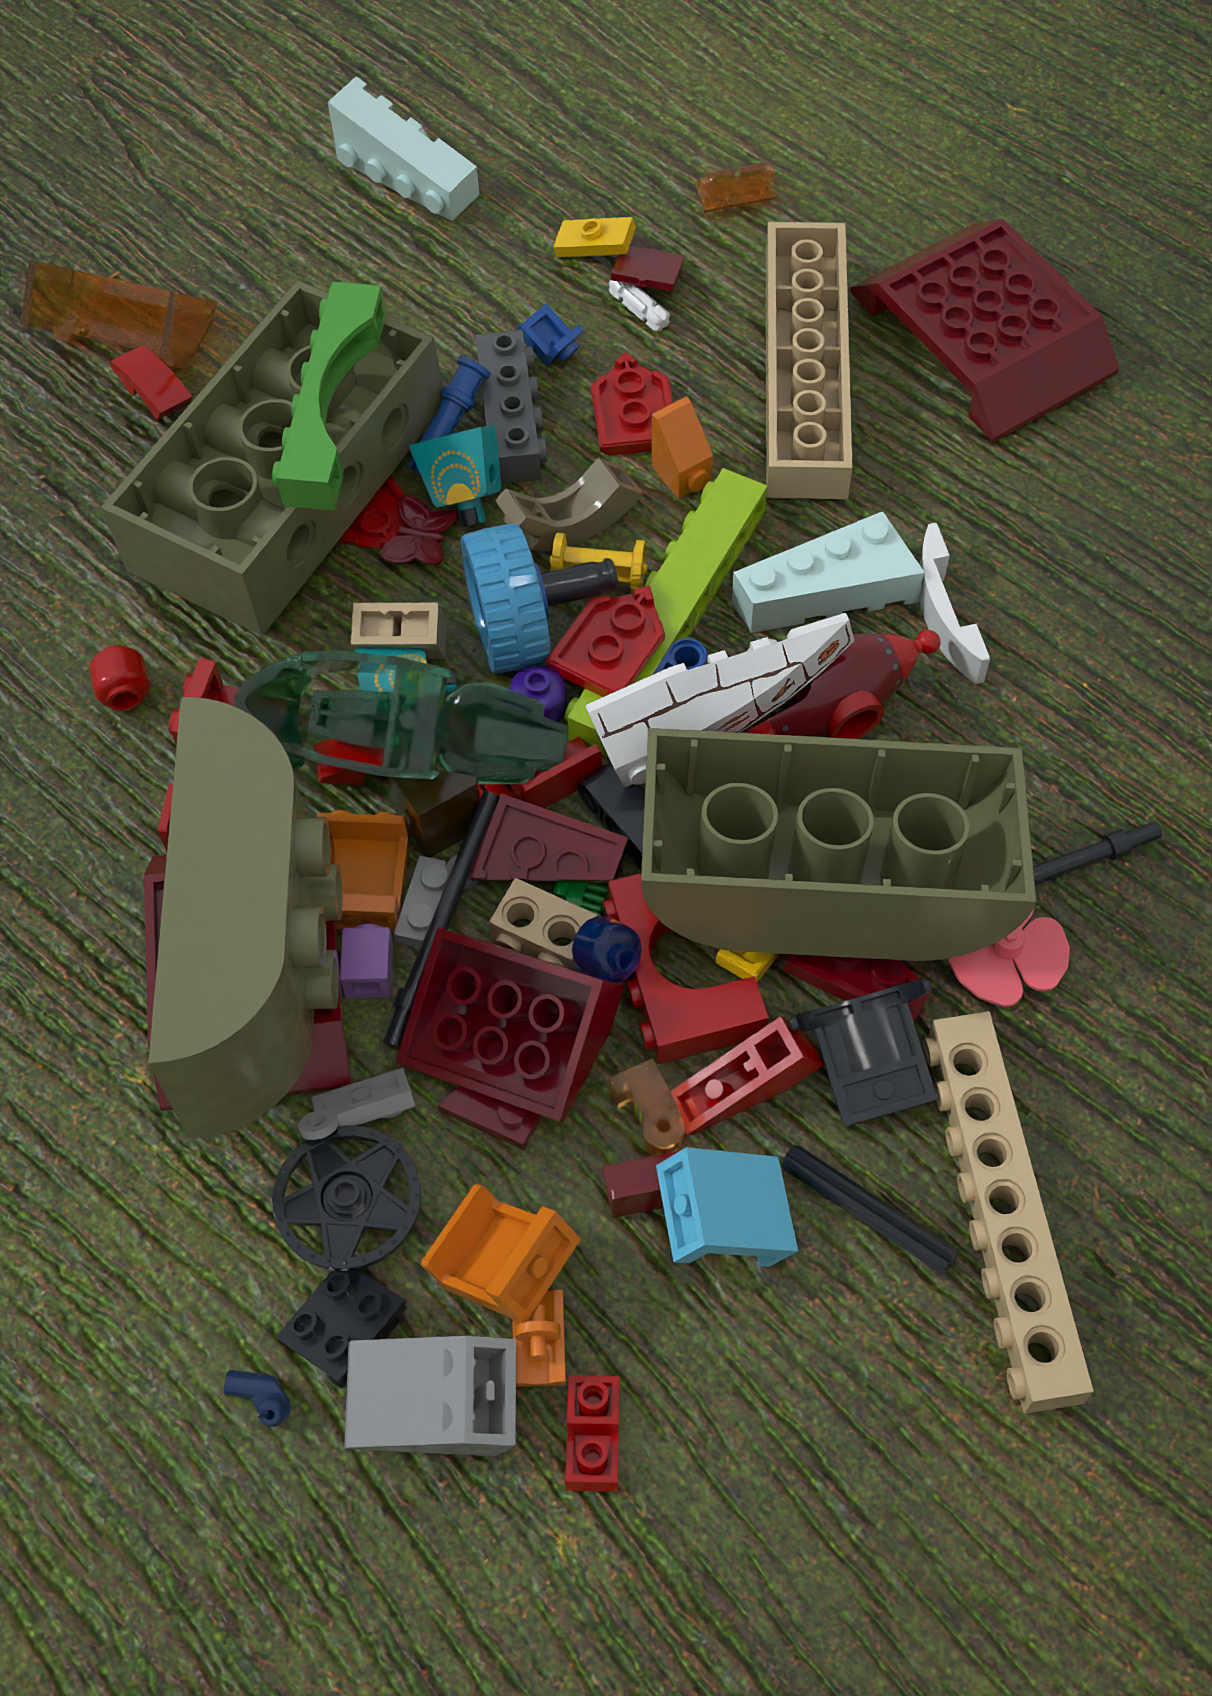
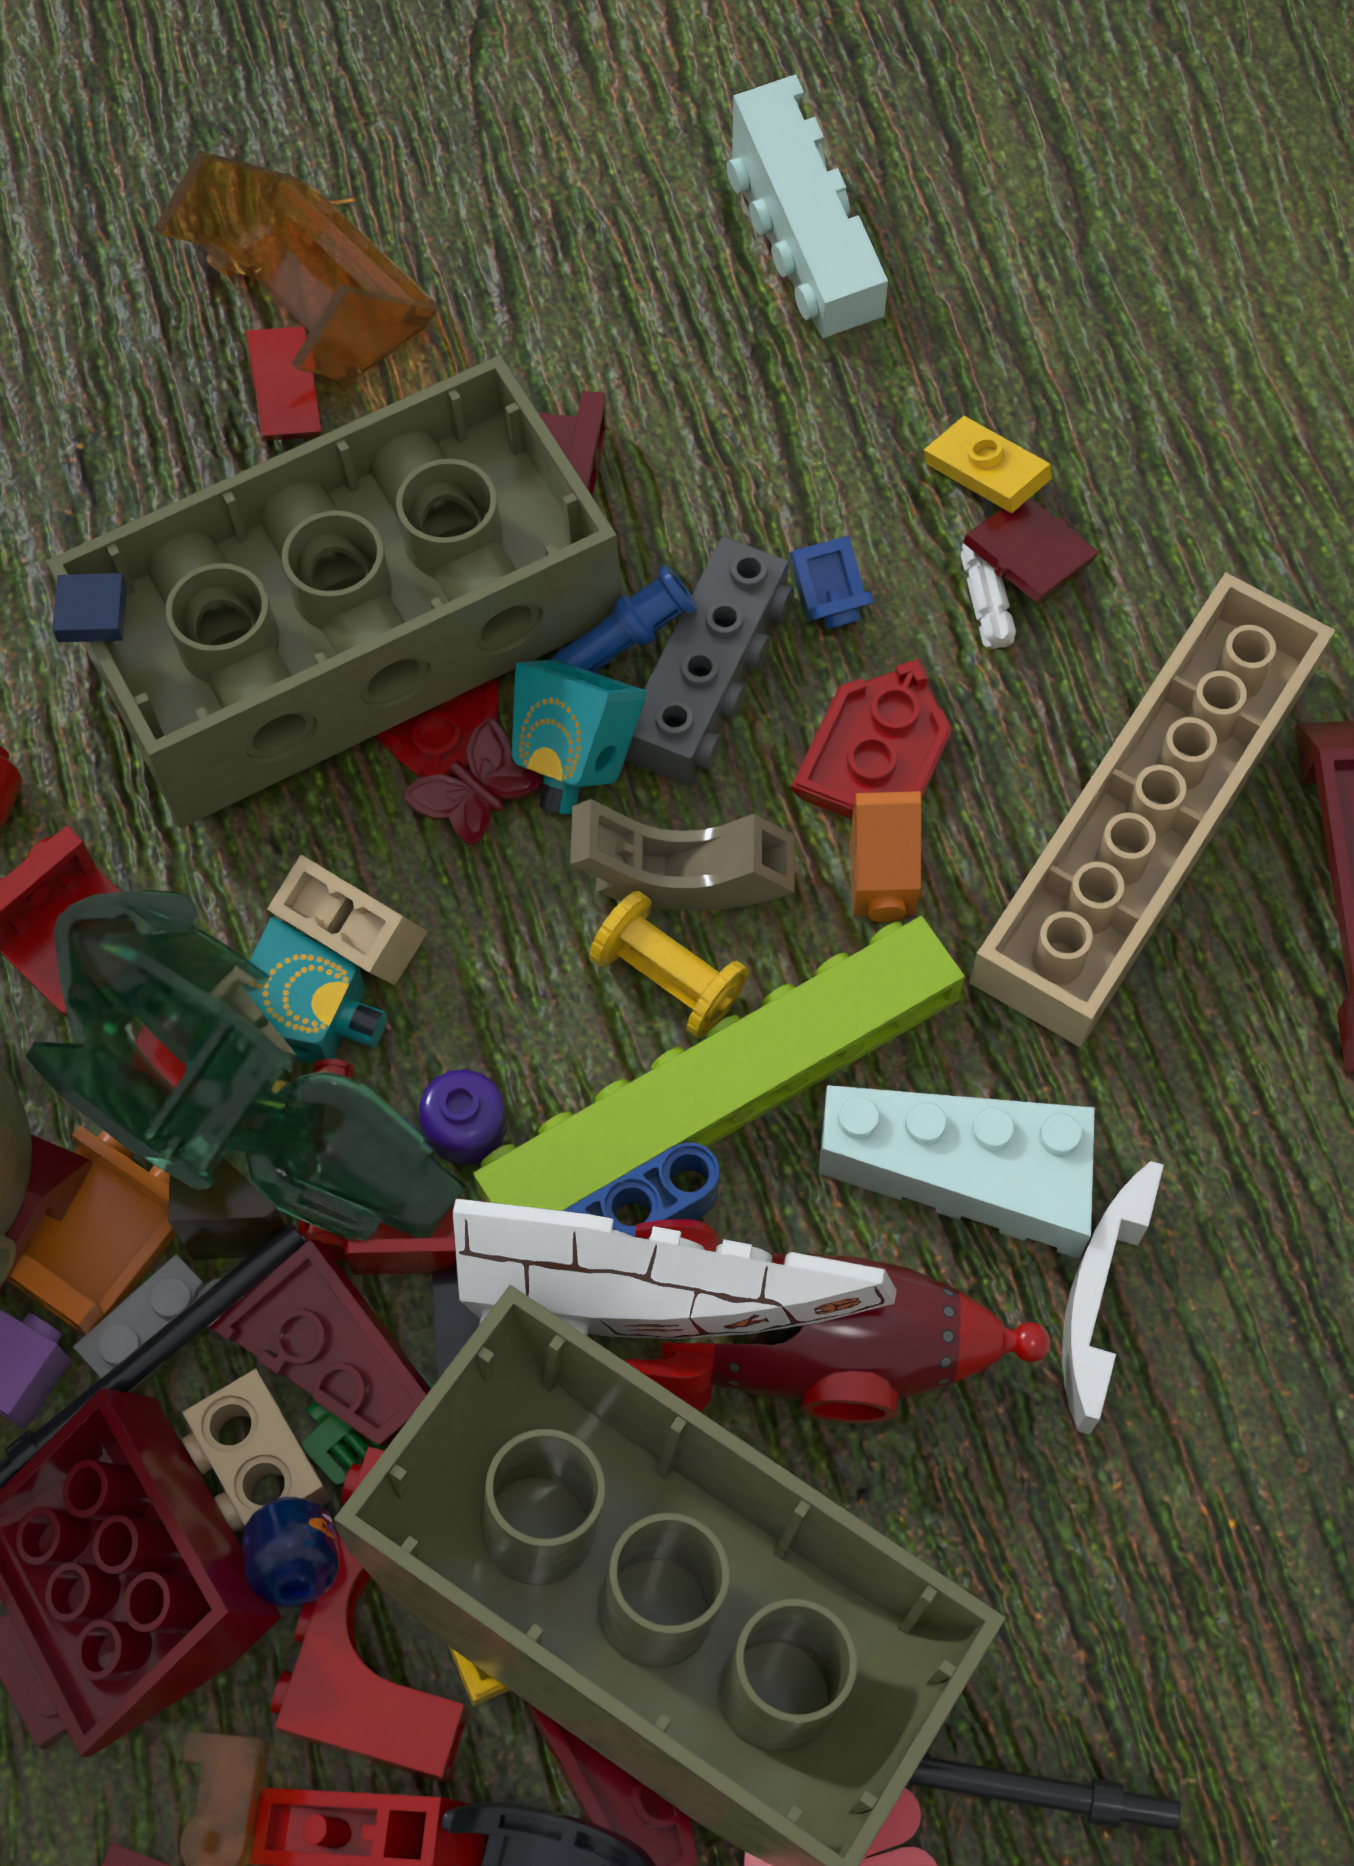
camera: 30 degrees right, 5 degrees up
(150, 514) = (89, 607): none -> dark blue tile
(347, 331) = (501, 470): bright green arch -> none
(513, 596) = (501, 961): dark azure wheel -> none
(609, 642) = (595, 1098): red tile -> none
(725, 191) = (1235, 488): clear orange hinge -> none

